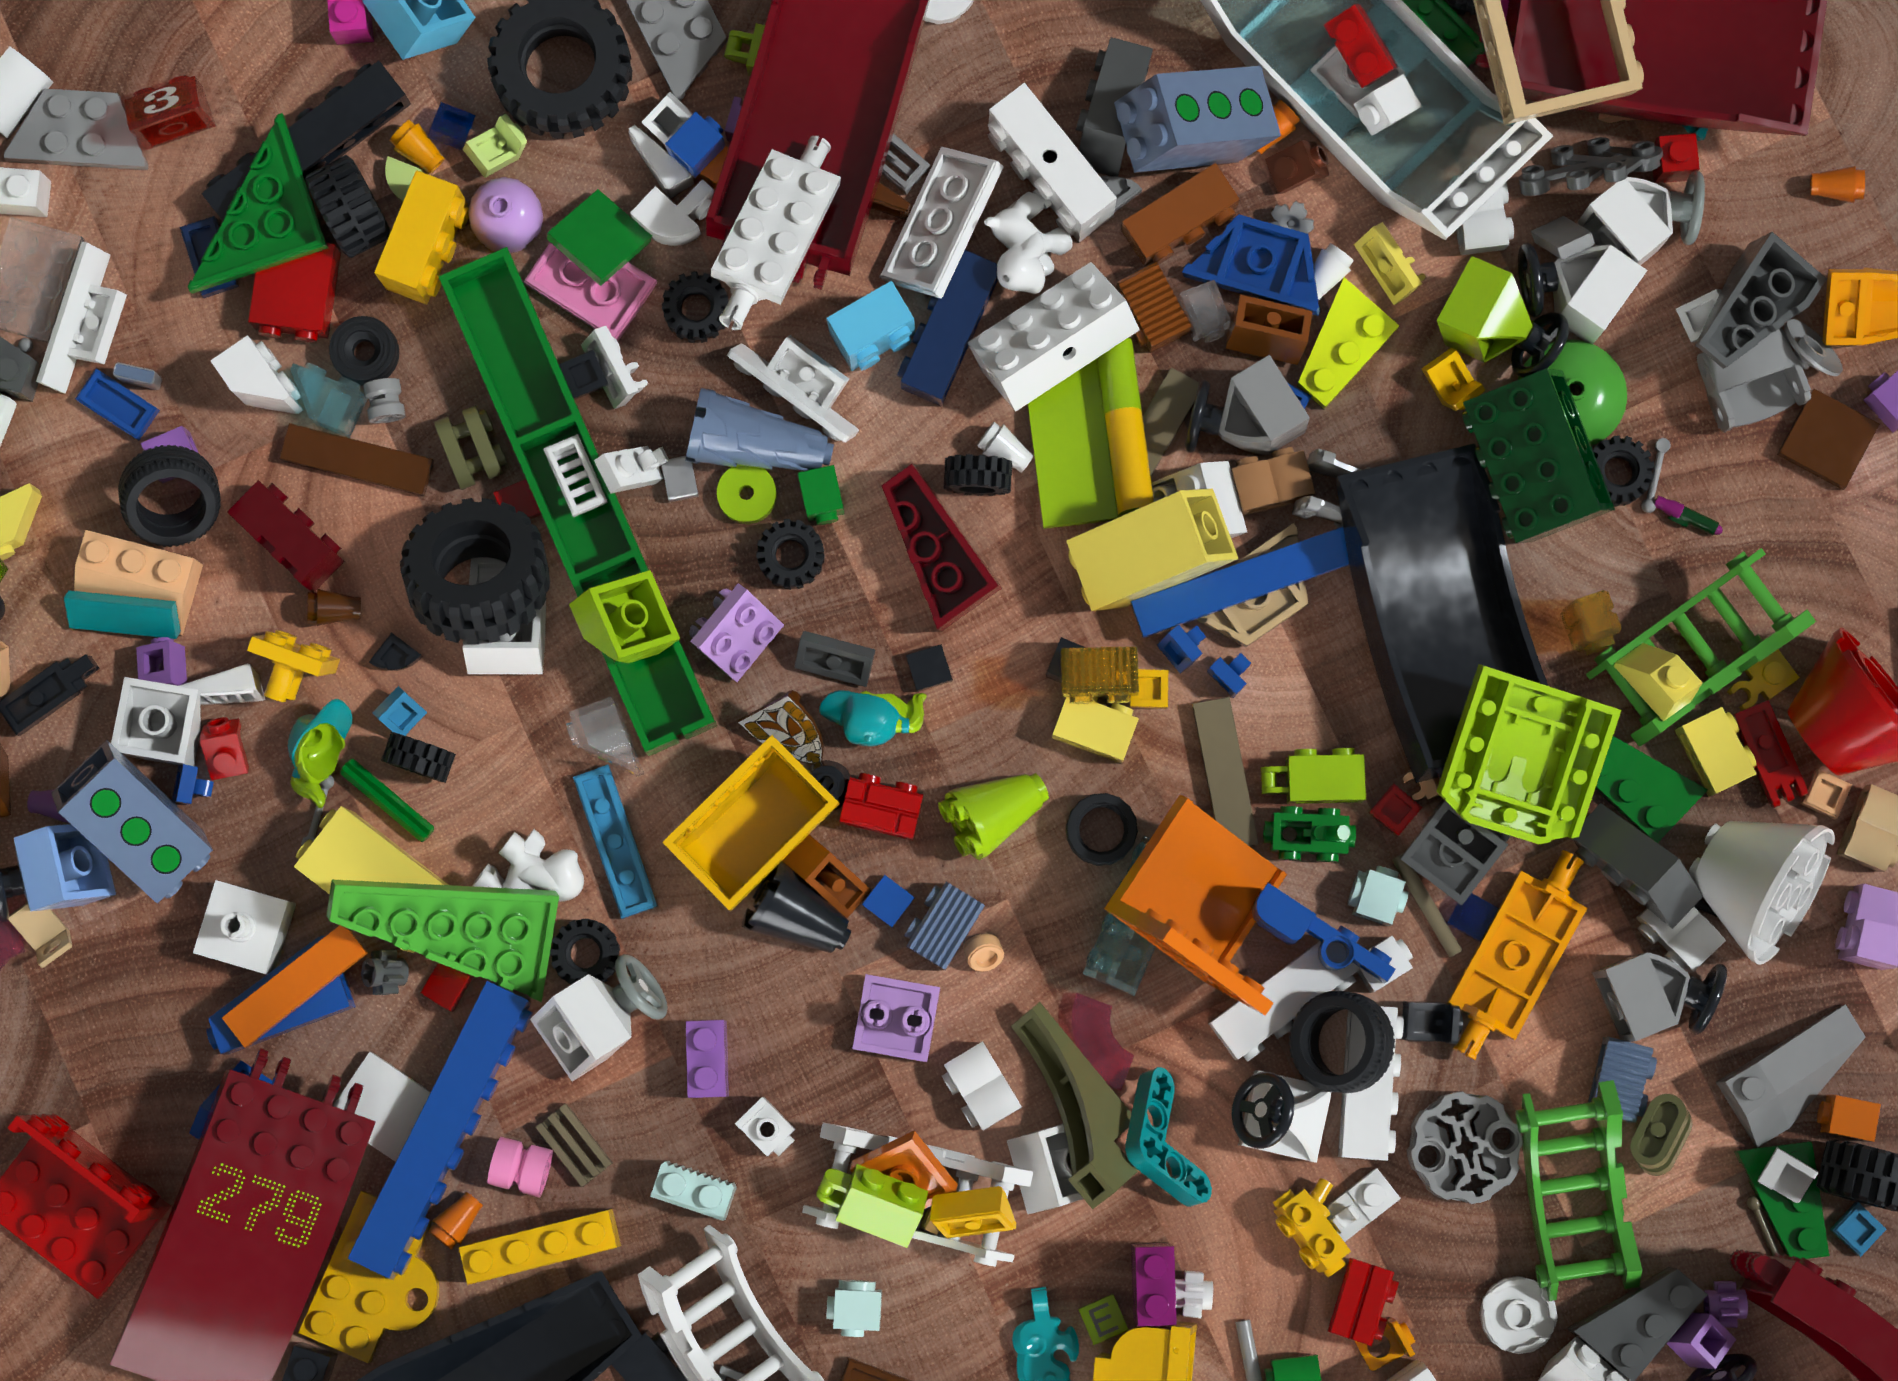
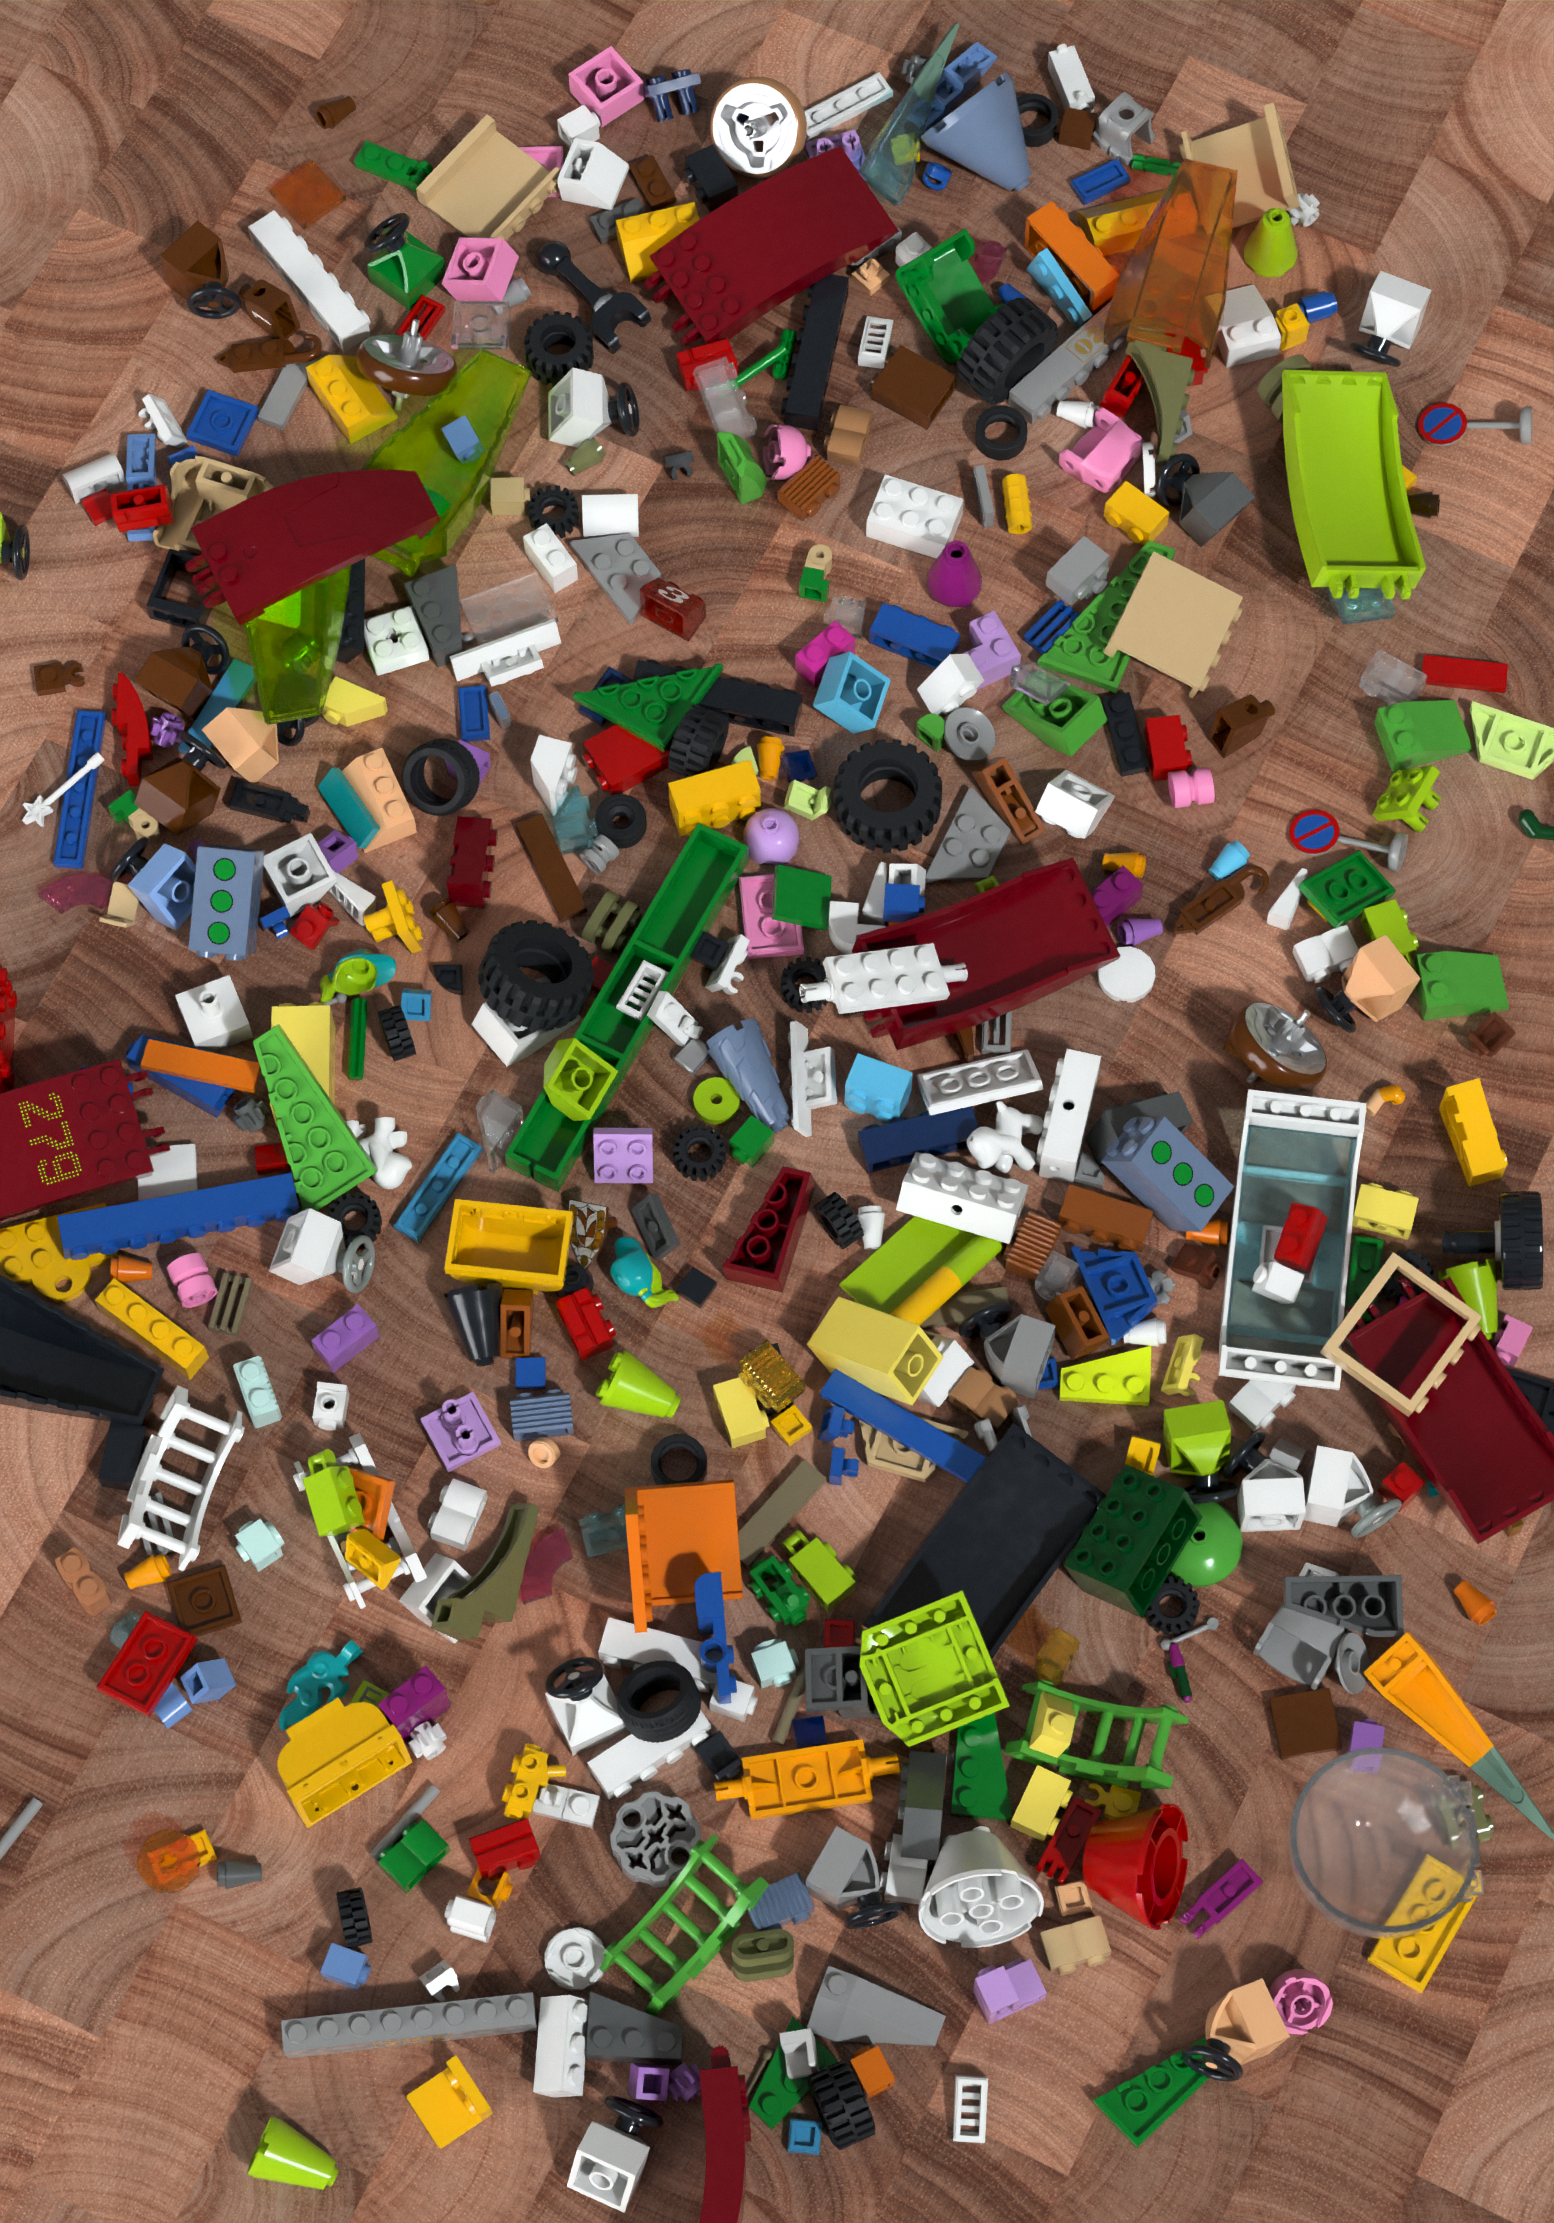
camera: 50 degrees right, 15 degrees down
(1147, 1144) = (503, 1638): teal beam -> none
(1602, 158) = (1341, 1428): dark grey plant -> none

